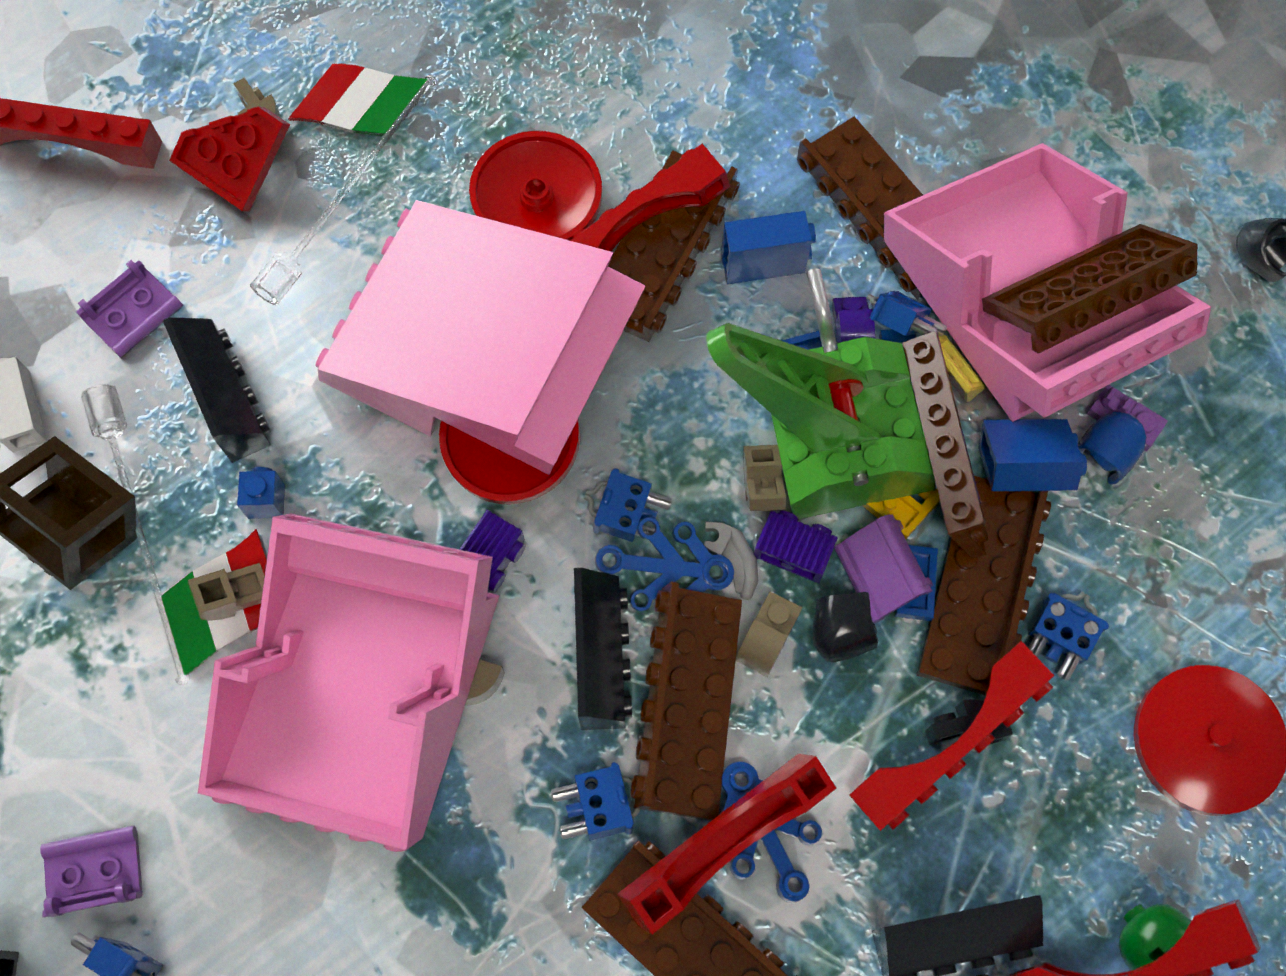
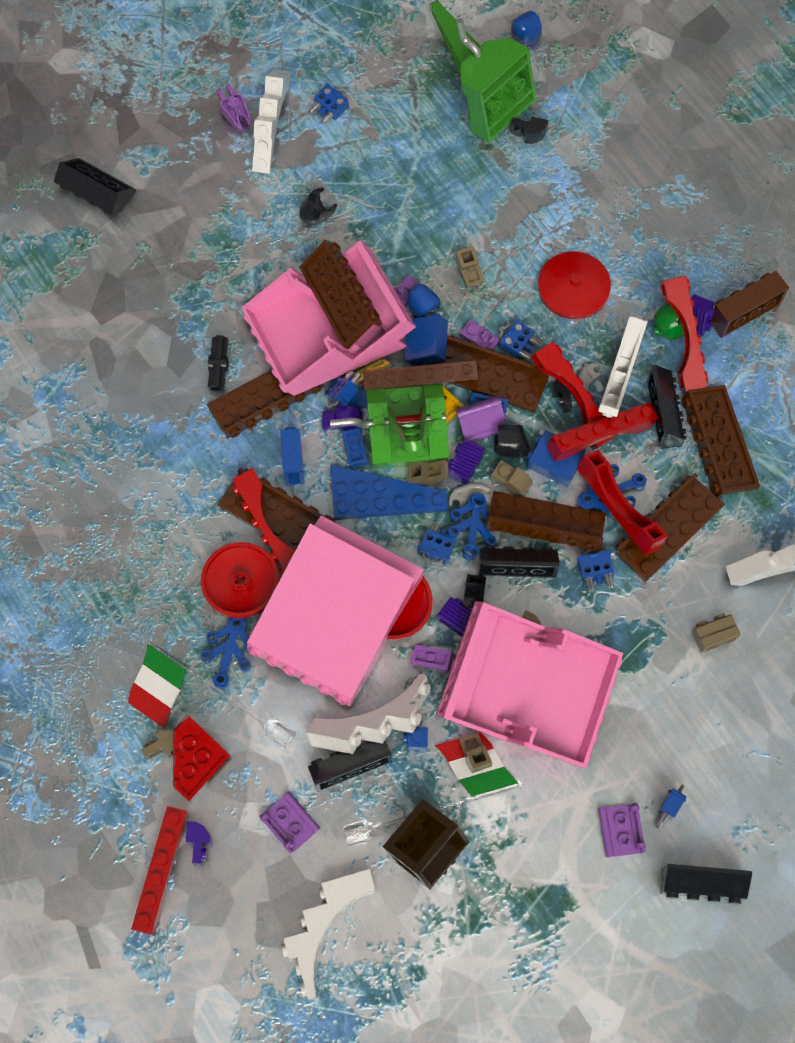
camera: 85 degrees left, 0 degrees up
(109, 178) = (198, 837): none -> dark purple brick
(276, 418) = (346, 733): none -> white arch
(409, 507) = (431, 658): none -> medium lavender plate
(423, 191) = (229, 647): none -> blue plant
(535, 575) = (474, 590): none -> black brick
(712, 419) = (371, 495): none -> blue wing
(822, 714) = (543, 463): none -> blue brick
(905, 838) = (577, 439): none -> red arch
(932, 124) = (218, 363): none -> black piece
(1004, 770) = (588, 375): none -> light grey piece
(1030, 839) = (623, 365): none -> white arch
(1061, 559) = (477, 334): none -> medium lavender plate
(1205, 527) = (468, 267): none -> dark tan brick

